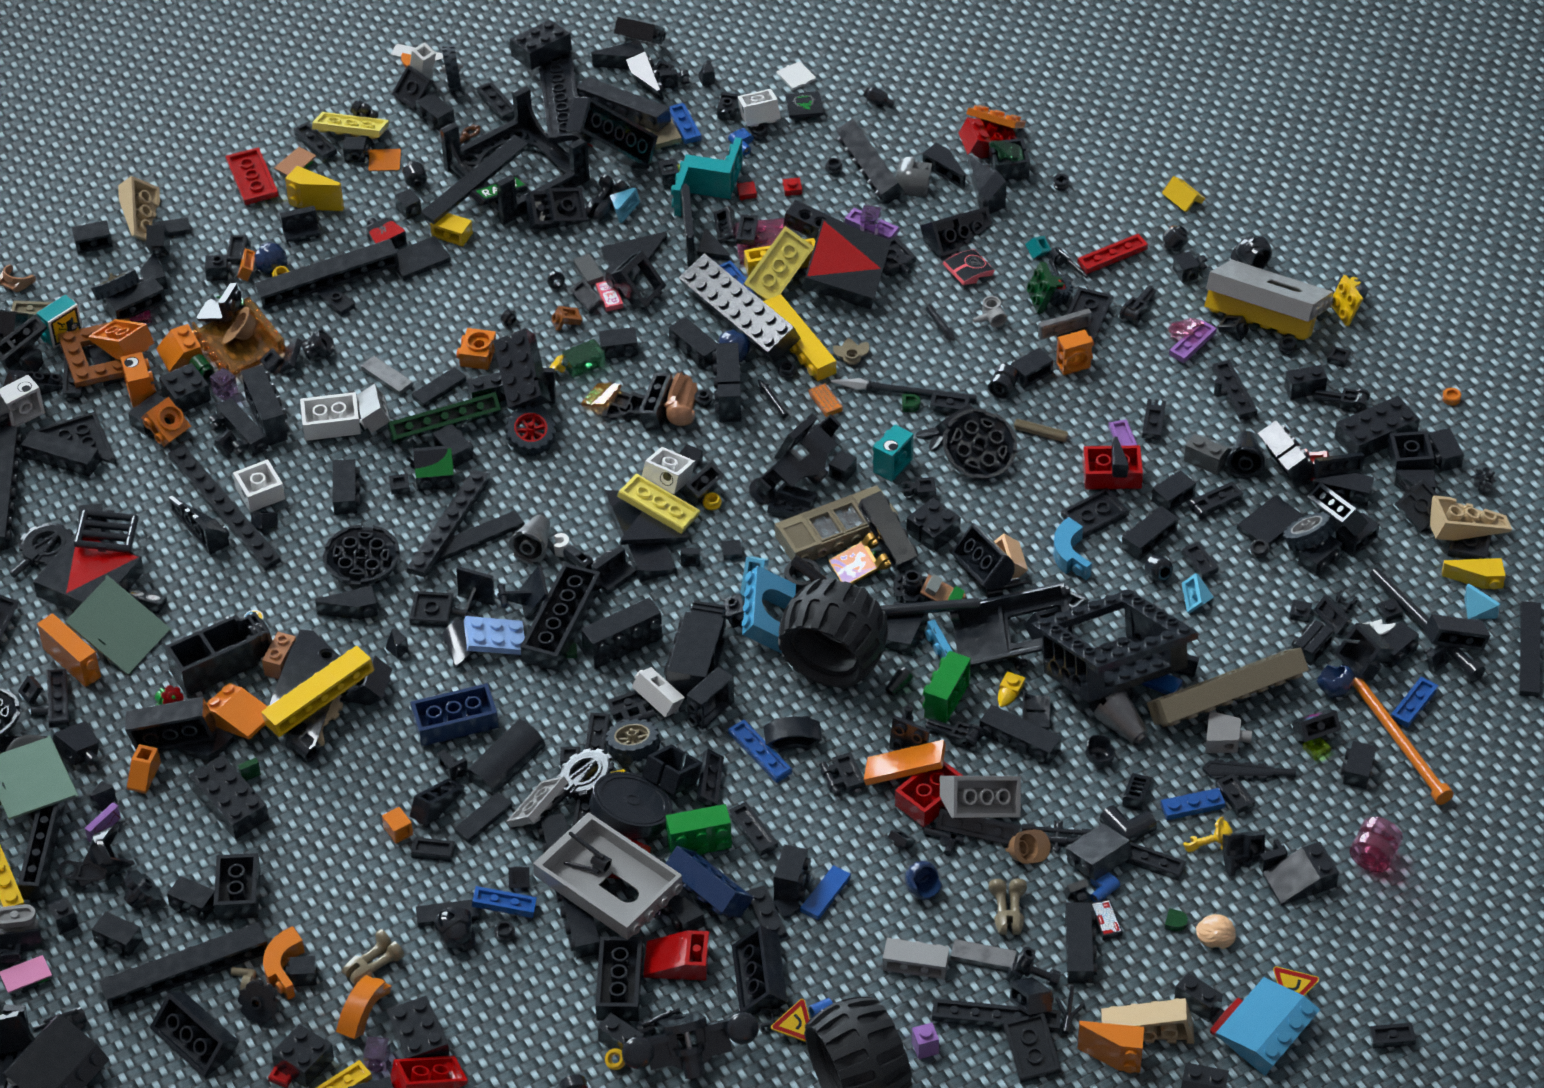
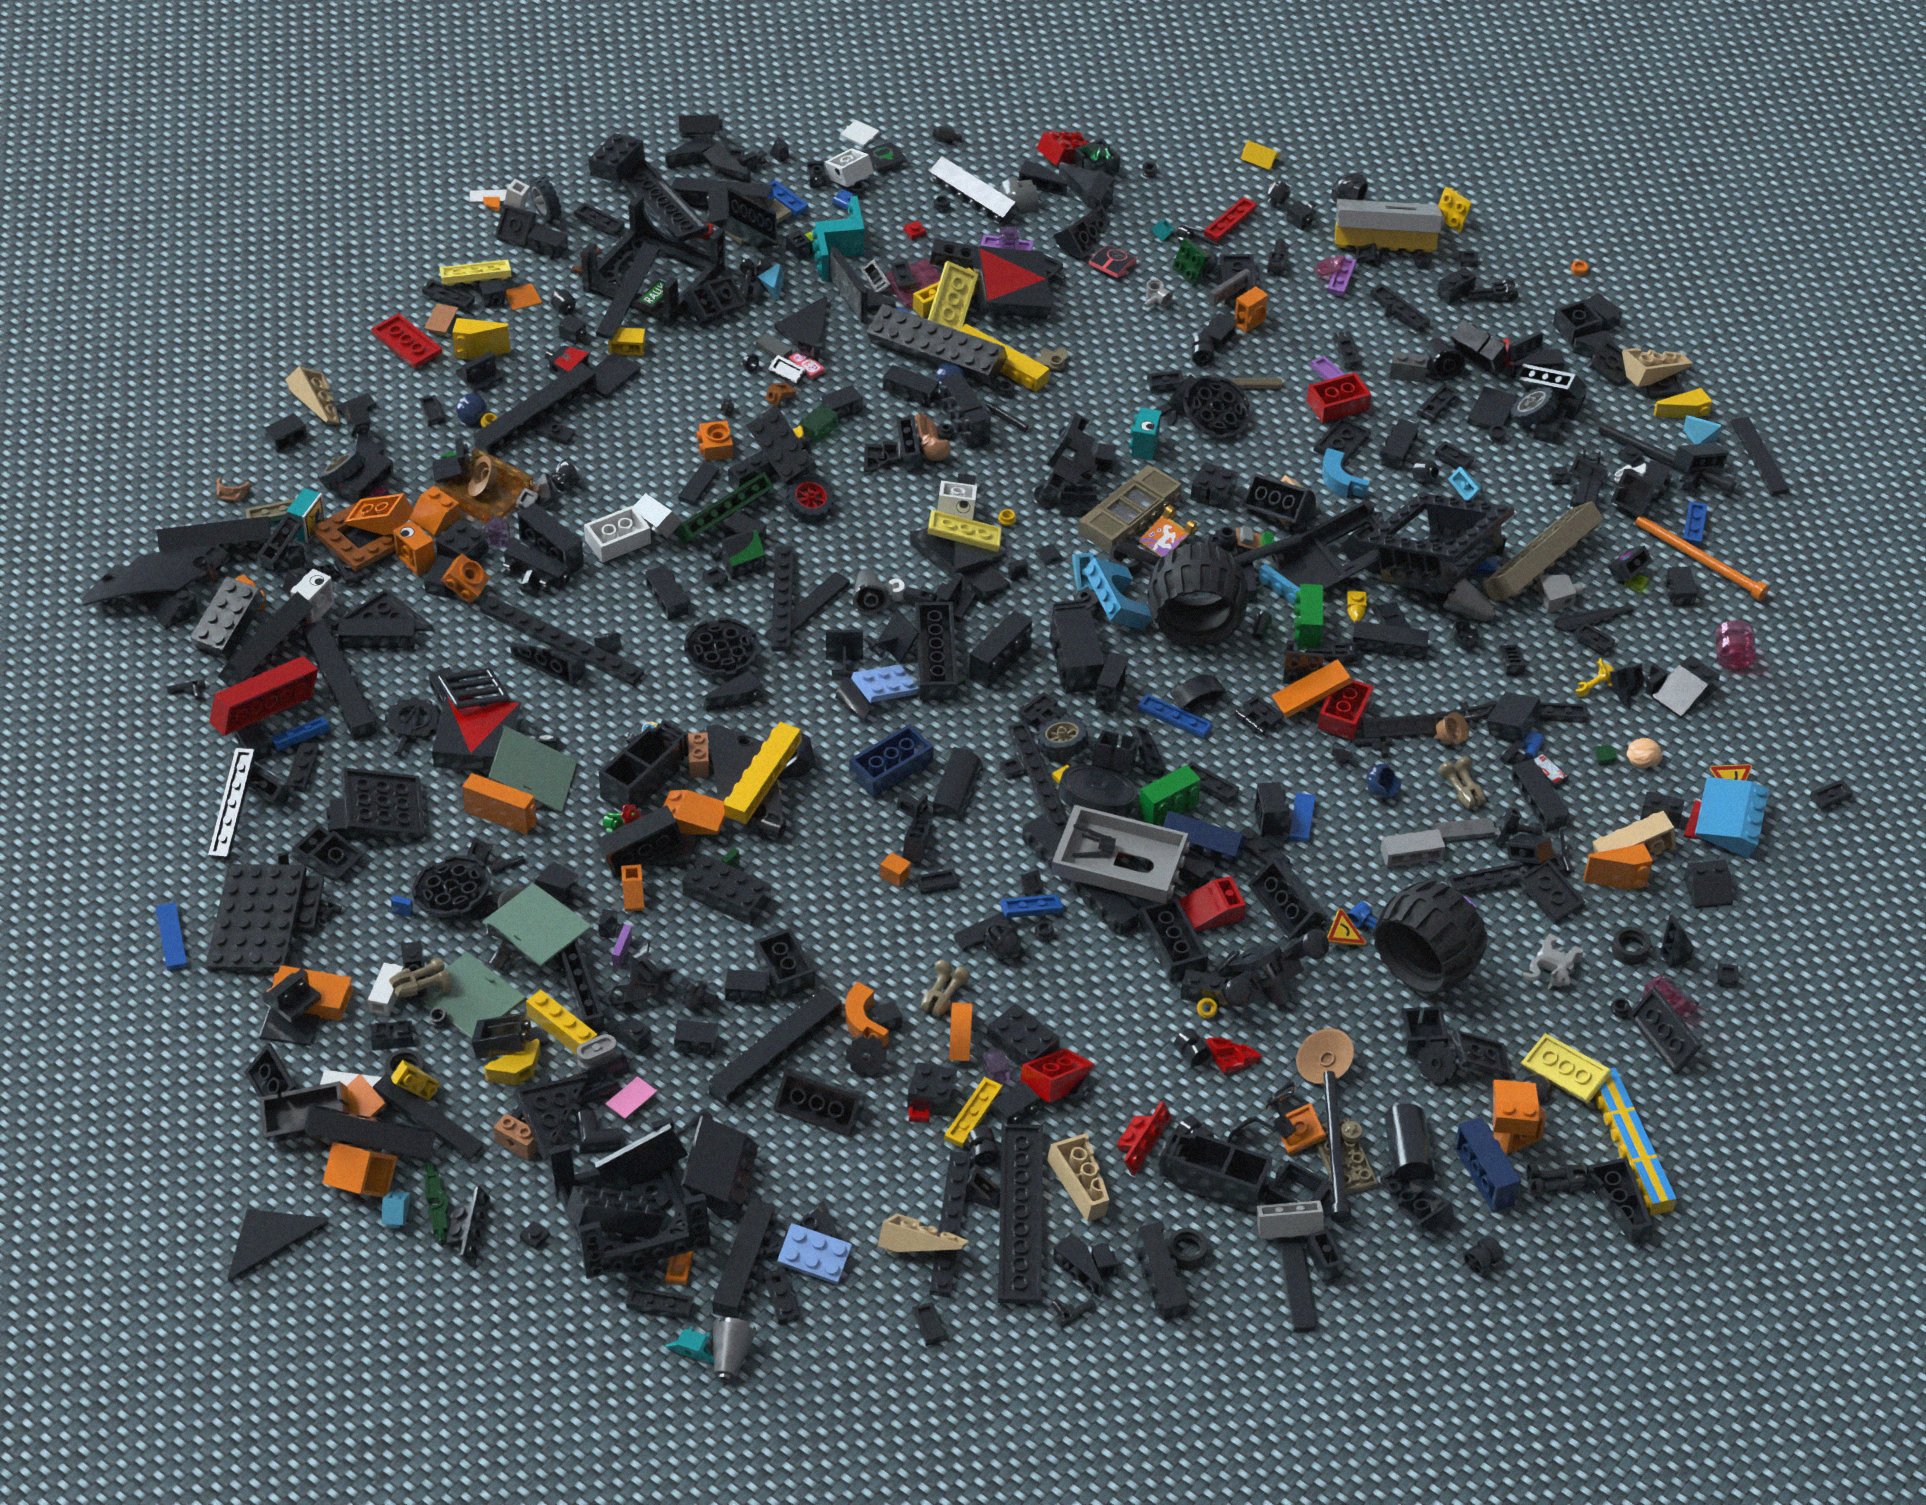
camera: 25 degrees left, 0 degrees up
(57, 698) = (511, 850): black tile -> none
(202, 365) = (467, 518): dark green brick -> none
(217, 267) = (425, 430): black brick -> none
(246, 265) = (452, 421): orange piece -> none
(247, 975) = (842, 1040): dark tan plate -> none
(259, 485) = (588, 612): white brick -> none
(363, 109) = (478, 256): black piece -> none
(387, 375) = (643, 485): flat silver tile -> none
(397, 643) = (798, 715): black slope -> none
(431, 608) = (809, 677): black tile -> none
(483, 817) = (966, 841): black tile -> none
(537, 802) = (1011, 813): light grey plate -> none
(578, 782) = (1035, 787): bar -> none
(601, 394) = (853, 452): piece -> none
(628, 288) = (818, 341): black window -> none
(657, 691) = (1061, 690): white brick -> none
(703, 483) = (994, 504): black brick -> none
(746, 190) = (875, 243): red tile -> none
(825, 400) = (1054, 406): orange tile -> none
(860, 384) = (1085, 383): black piece -> none
(887, 530) = (1180, 496): black brick -> none
(910, 403) = (1129, 389): dark green tile -> none
(923, 487) = (1184, 456): black plate -> none
(935, 316) = (1128, 321): black piece -> none
(981, 796) = (1394, 697): light grey slope -> none
(996, 116) = (1064, 126): orange plate -> none
(1119, 461) = (1348, 387): black slope -> none
(1131, 829) = (1530, 686): black brick -> none
(1173, 491) = (1399, 404): black brick -> none
(1192, 804) = (1563, 656): blue plate -> none
(1336, 680) = (1624, 523): dark blue hair -> none
(1370, 428) = (1536, 308): black brick -> none
(1479, 478) = (1647, 327): black gear -> none

